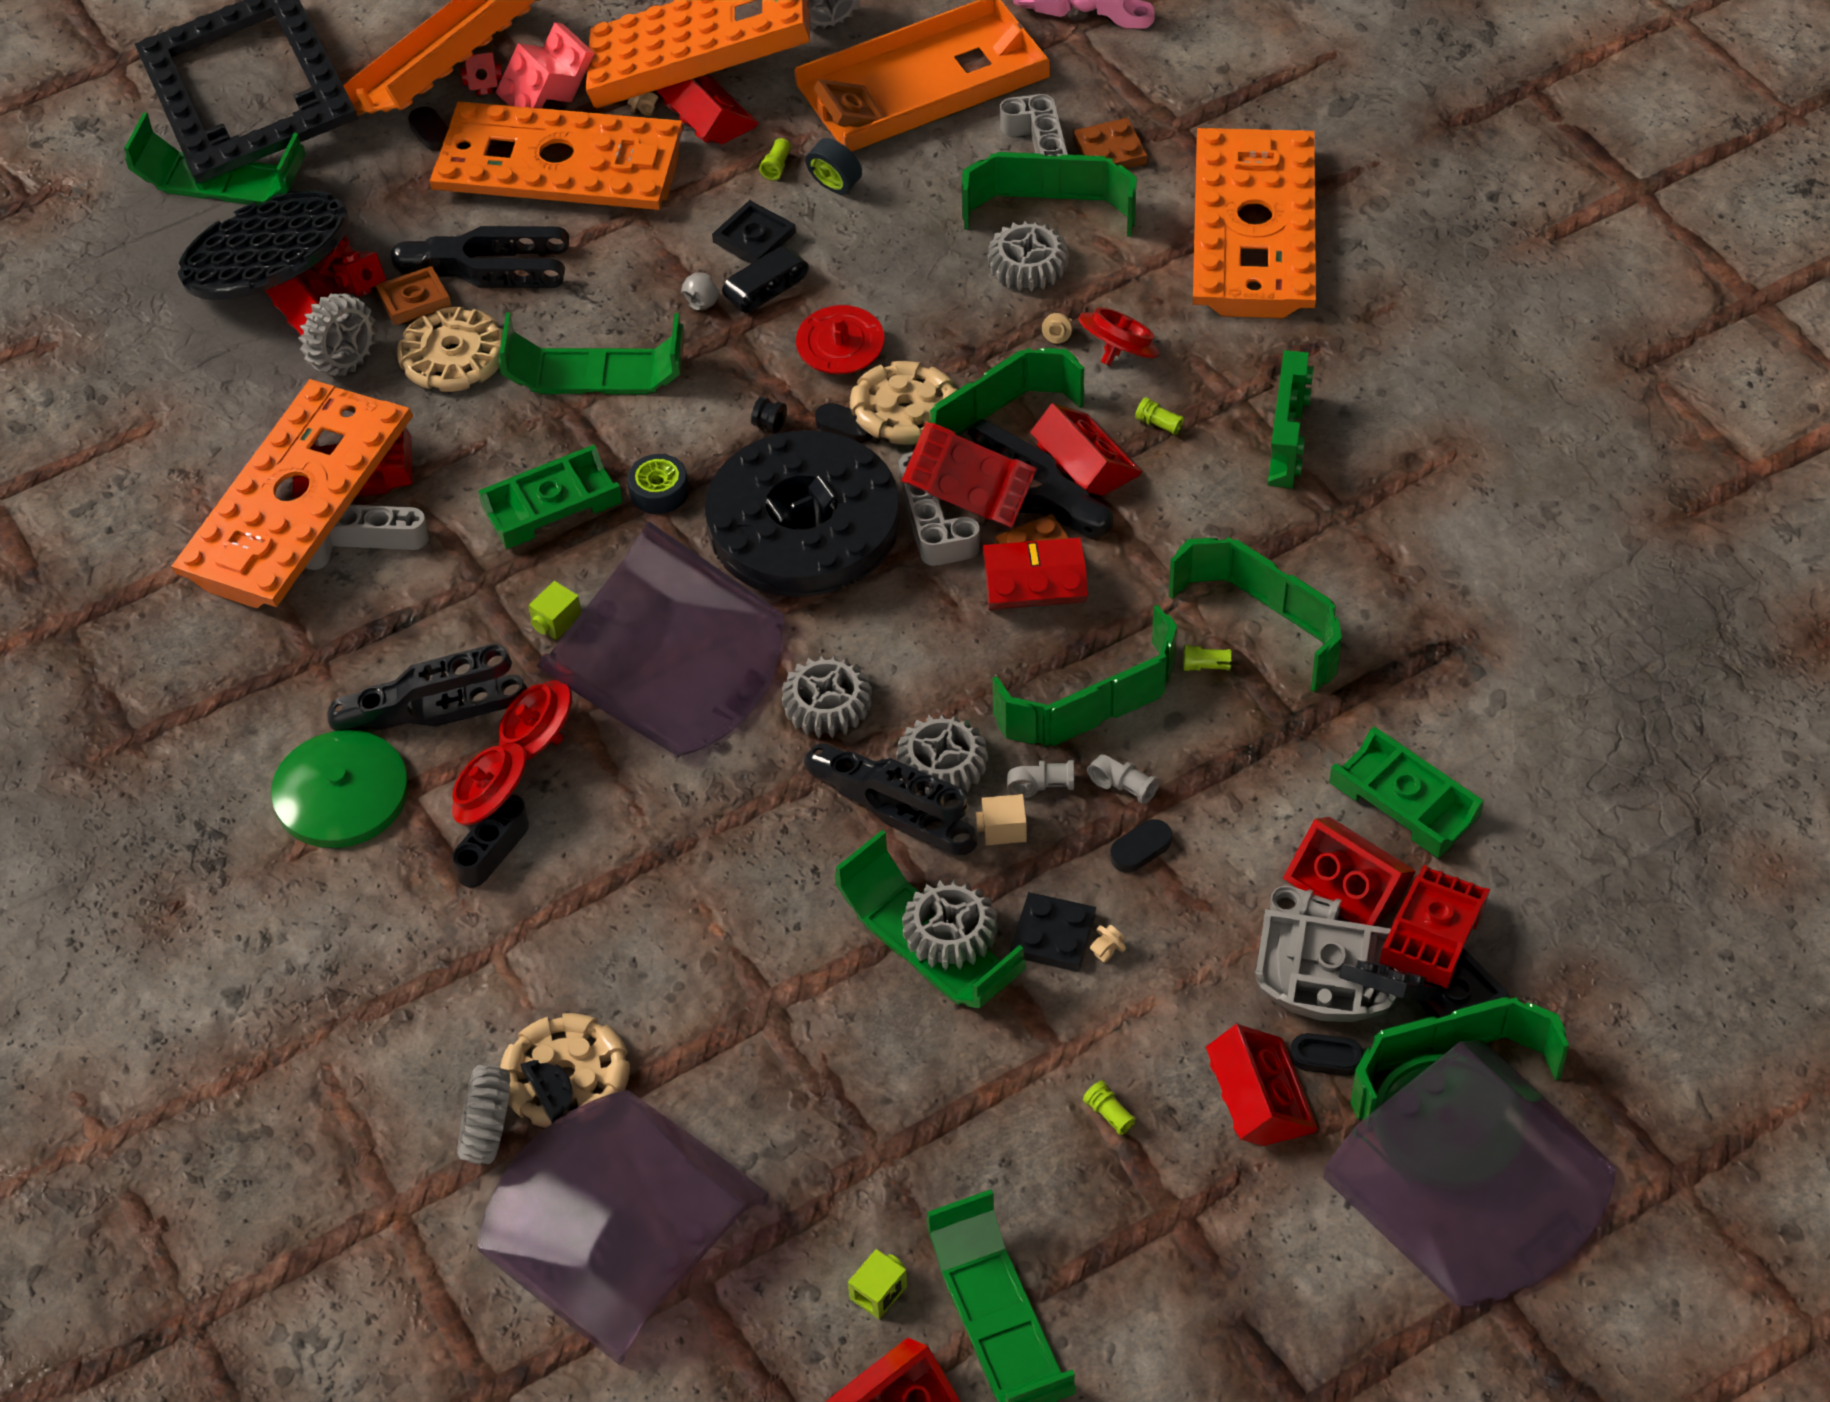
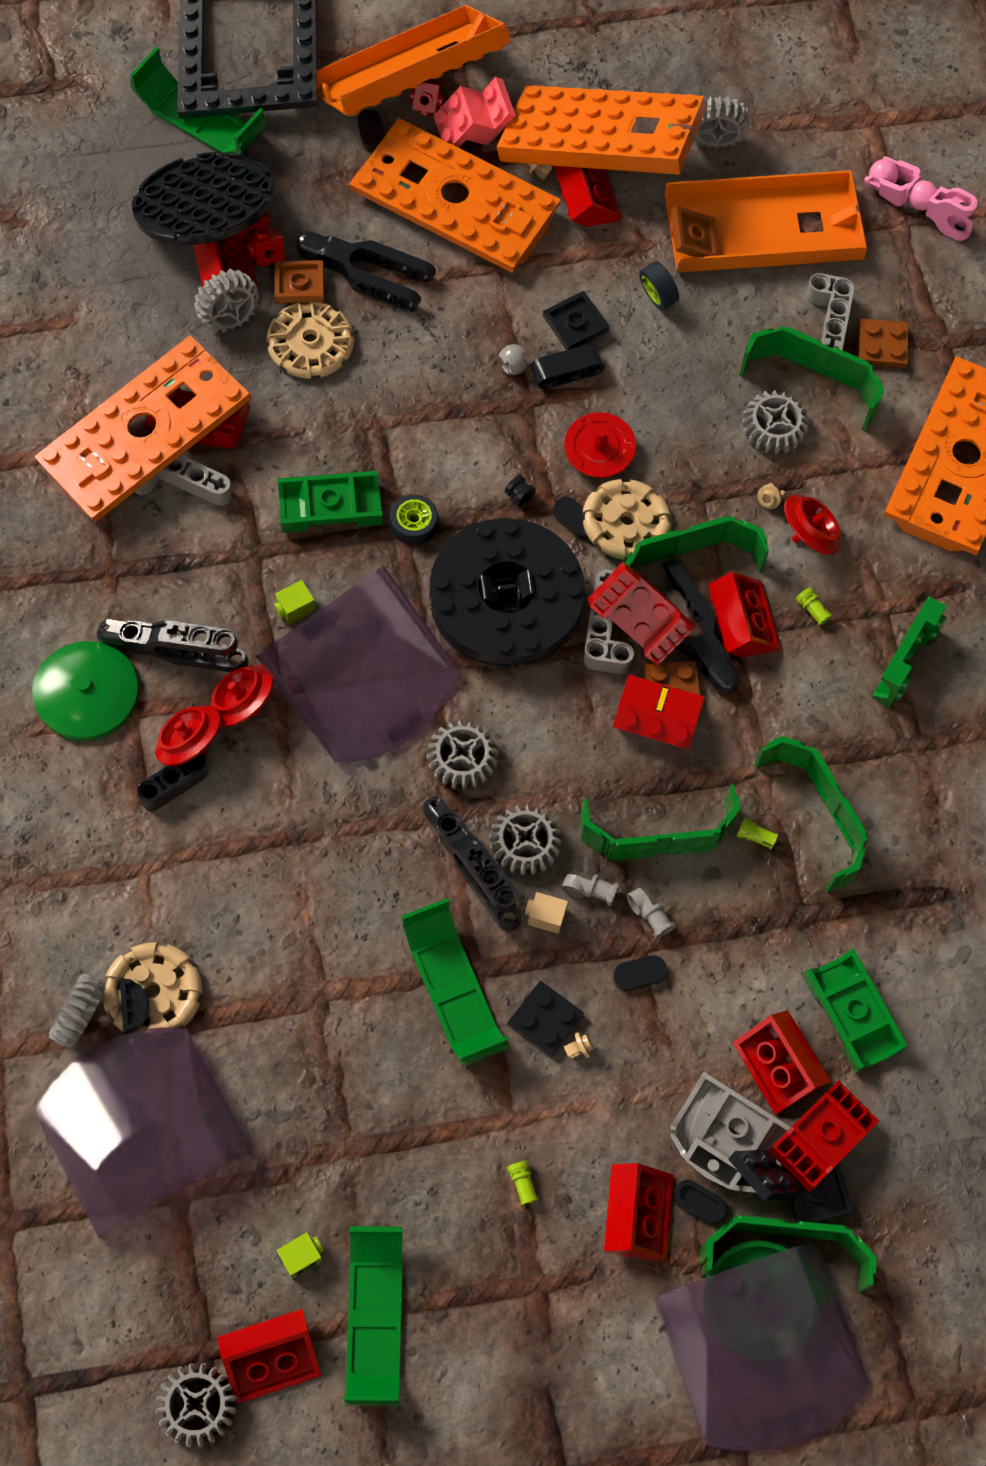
camera: 15 degrees right, 15 degrees up
(590, 368) = (404, 395): green windscreen -> none
(774, 162) = (617, 261): lime pin -> none
(944, 936) = (480, 986): light grey gear -> none
(1306, 903) = (738, 1076): light grey connector -> none

